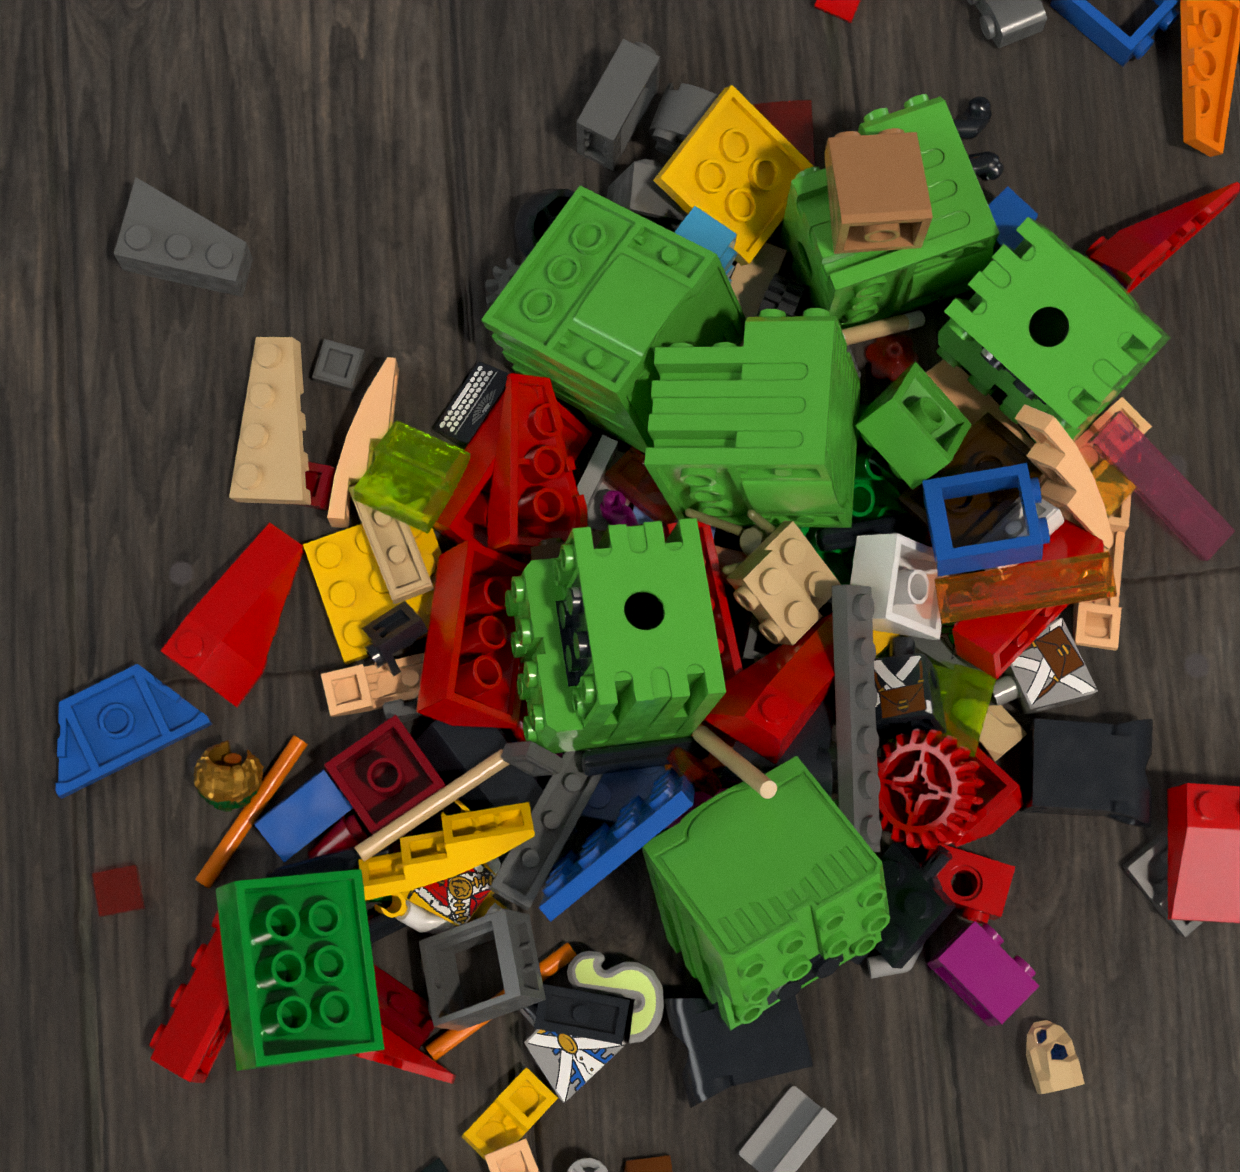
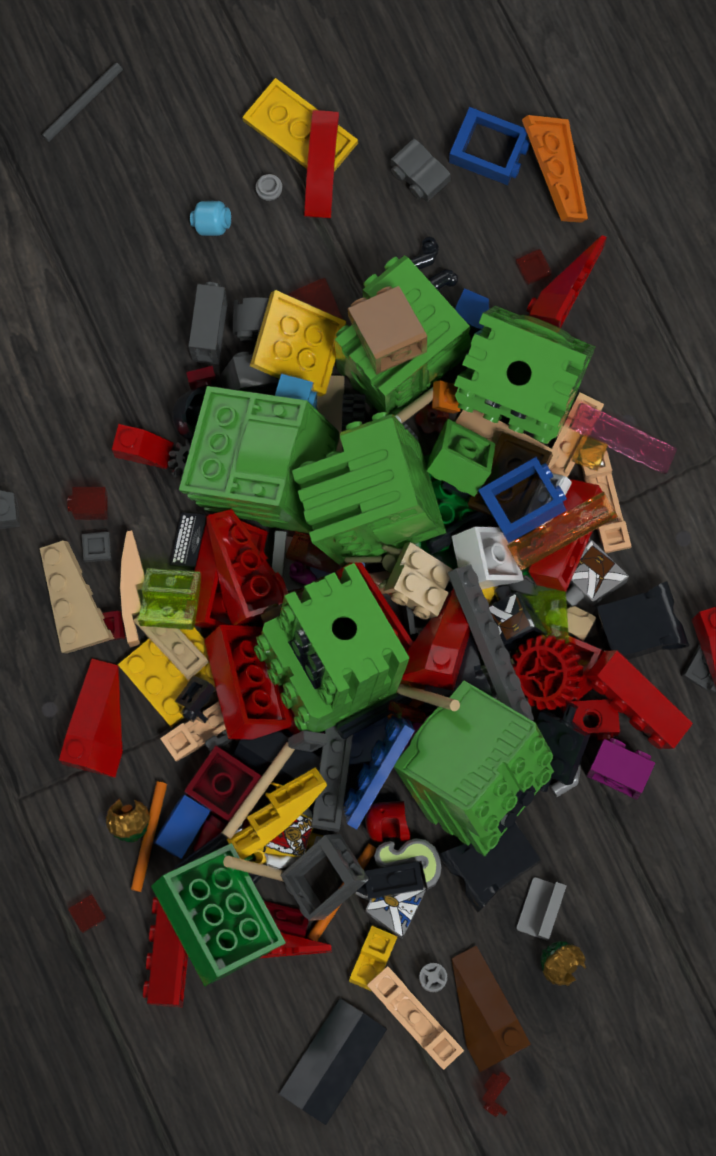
camera: 15 degrees left, 0 degrees up
(118, 726) = (49, 814): blue wing -> none
(350, 298) = (88, 503): none -> clear red brick
(378, 917) = (253, 868): none -> tan bar
(456, 245) = (141, 447): none -> red slope
(578, 174) = (201, 377): none -> dark red plate
(607, 920) = (387, 821): none -> red helmet
(921, 333) = (444, 397): none -> orange plate
(1046, 880) = (638, 700): none -> red brick
(1052, 1058) = (680, 804): tan rock -> none
(1069, 479) = (565, 457): light nougat slope -> none
(1118, 194) = (533, 267): none -> clear red tile

